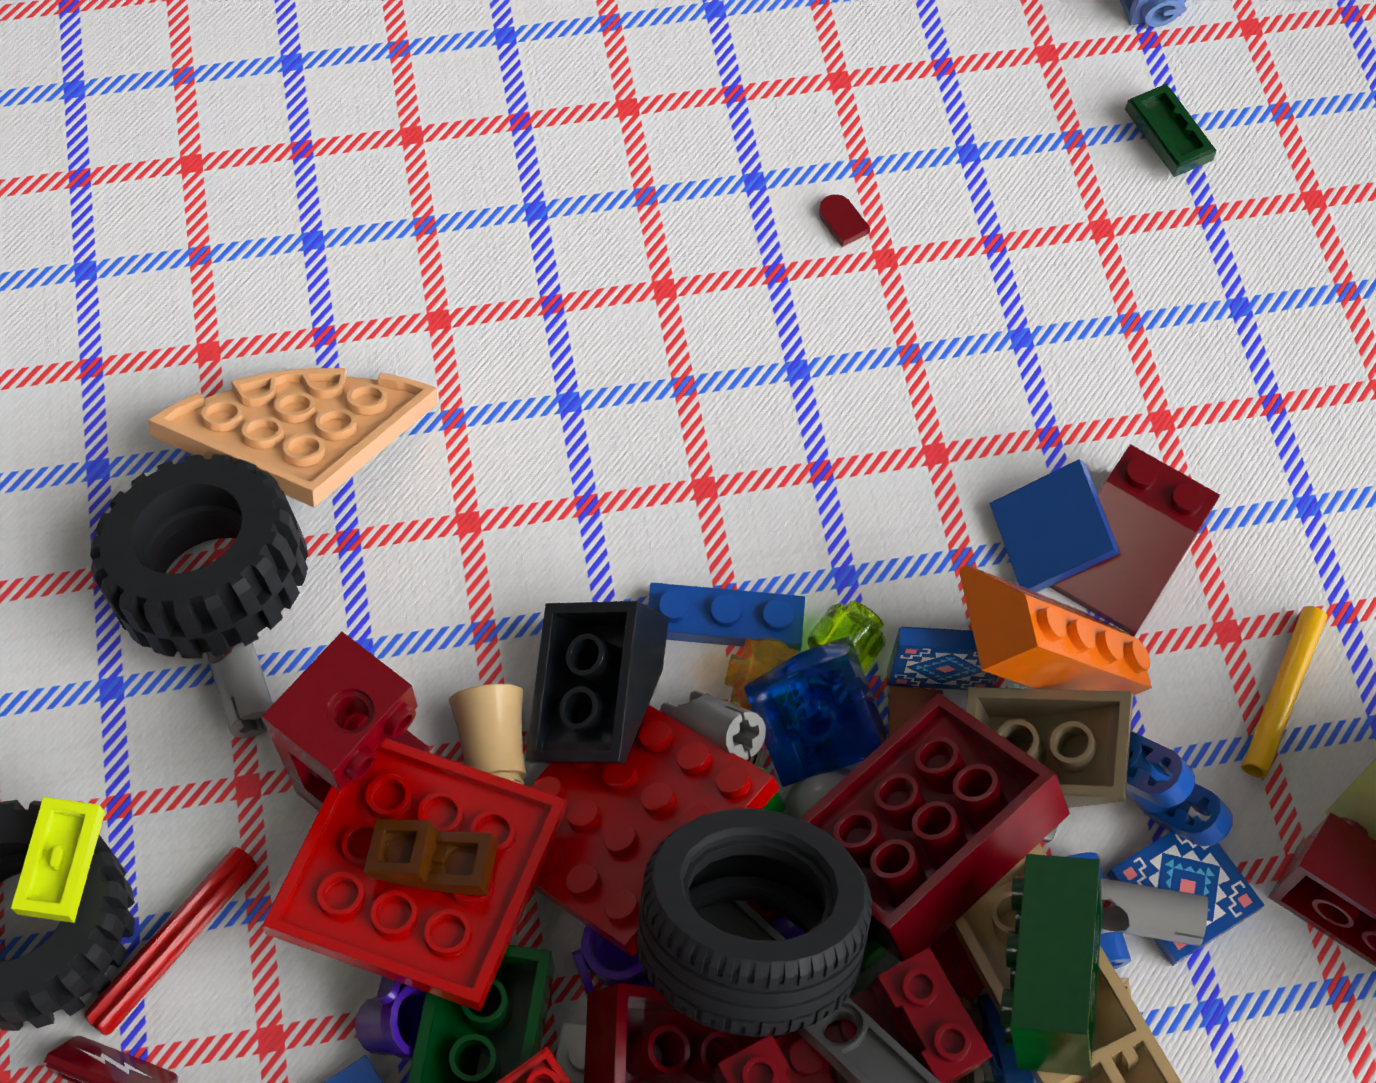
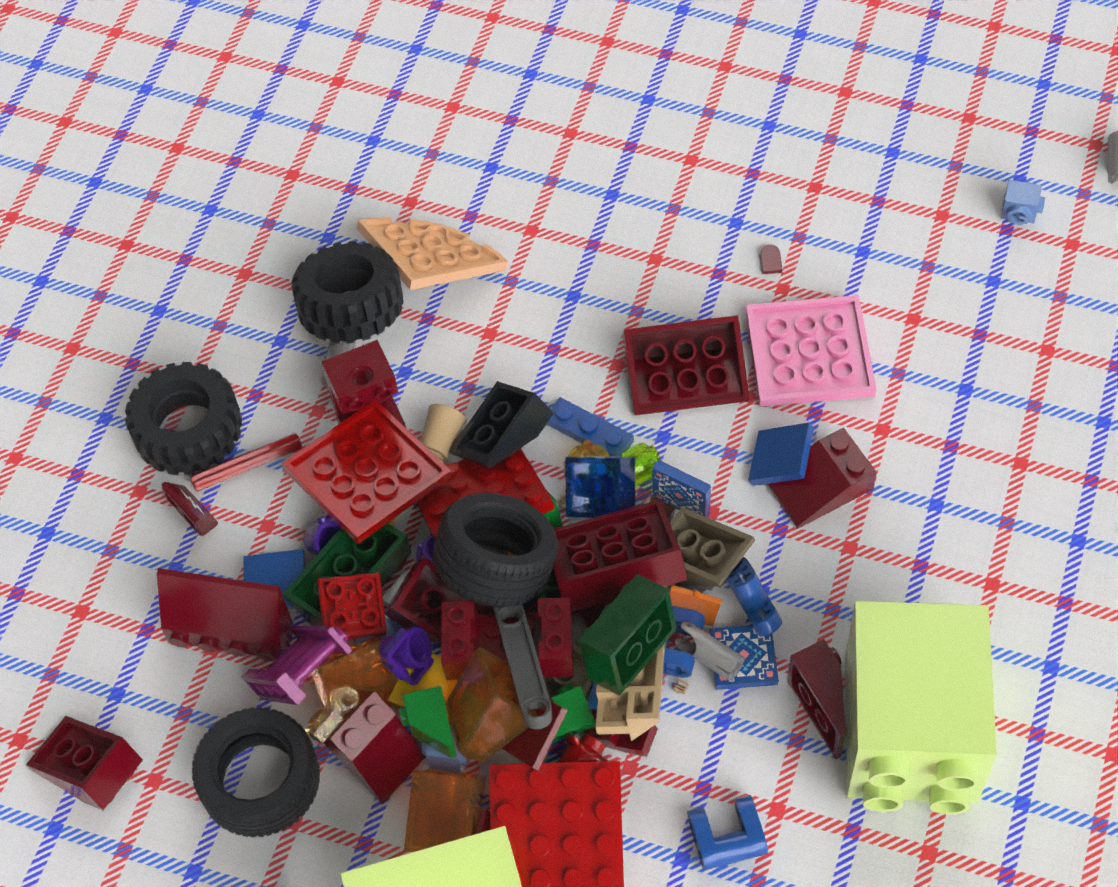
camera: 35 degrees right, 5 degrees down
(58, 859) = (209, 395): neon yellow plate -> none
(429, 859) = (370, 466): reddish brown slope -> none
(722, 722) = (549, 472): light grey piece -> none
(820, 444) = (686, 365): none -> dark red slope
(990, 341) = (810, 351): none -> bright pink plate
(1047, 641) = (732, 499): orange slope -> none
(1092, 838) = (696, 601): none -> orange piece
(1170, 130) = (982, 281): dark green plate -> none
(1284, 692) = (859, 587): yellow piece -> none

